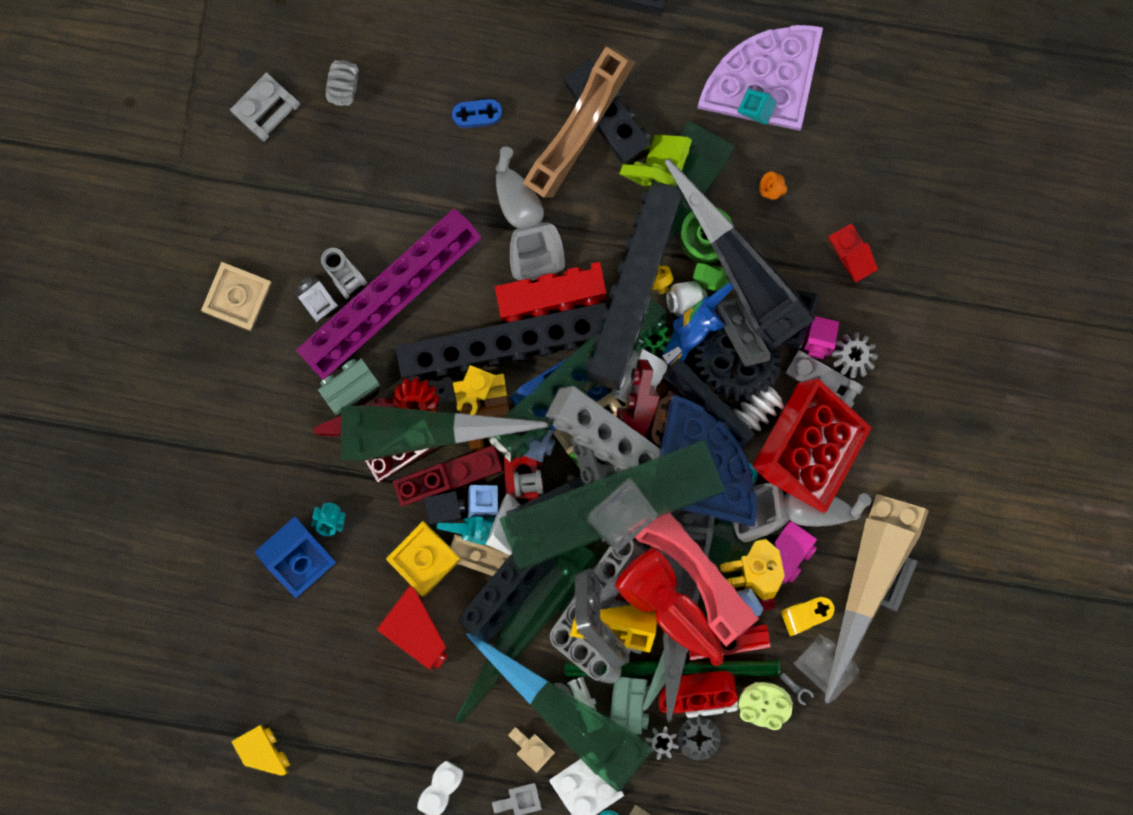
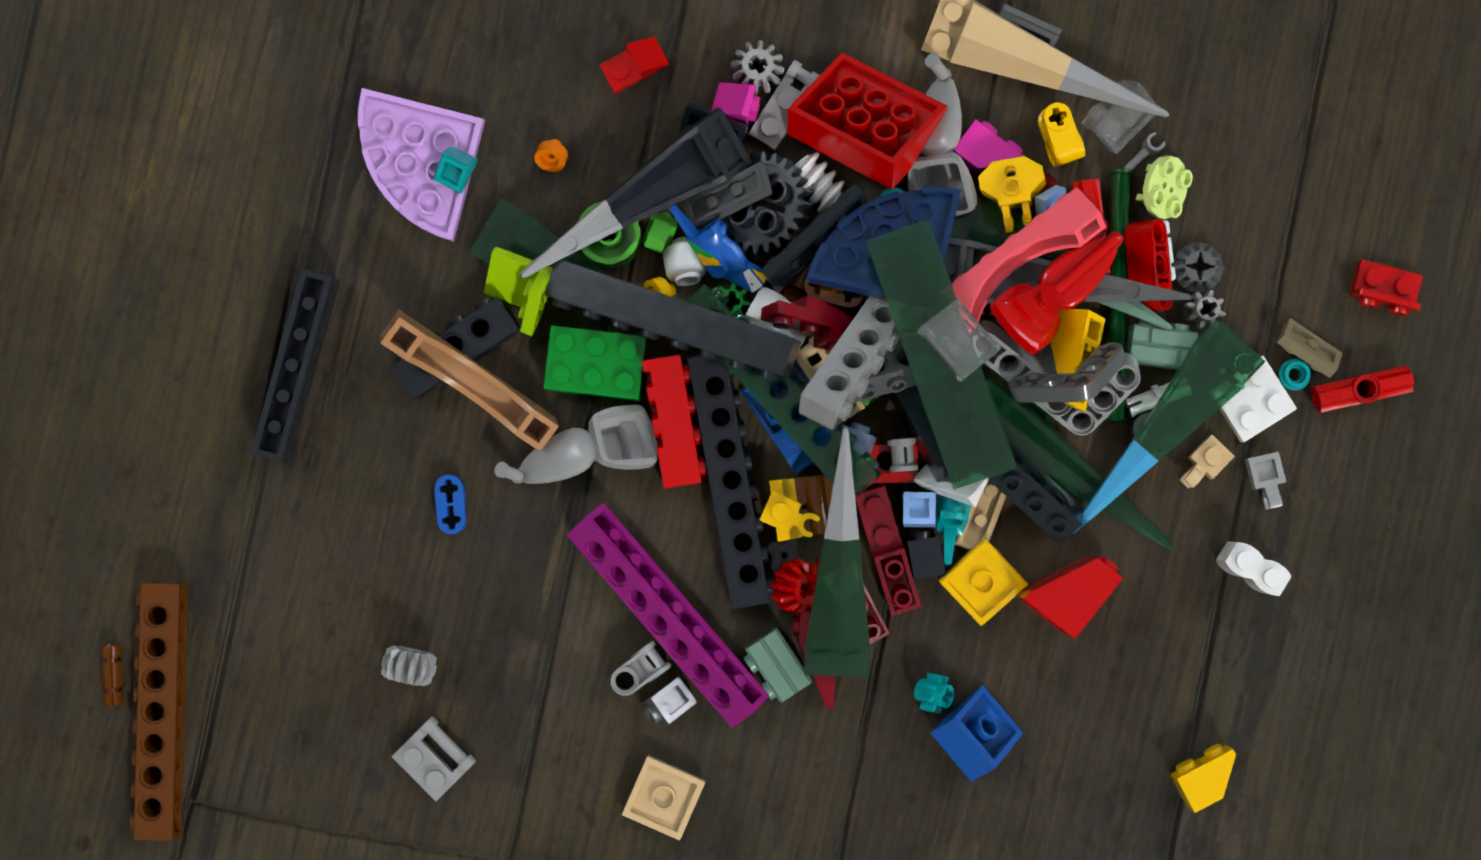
camera: 85 degrees left, 5 degrees up
(598, 227) = (595, 363): none -> green brick

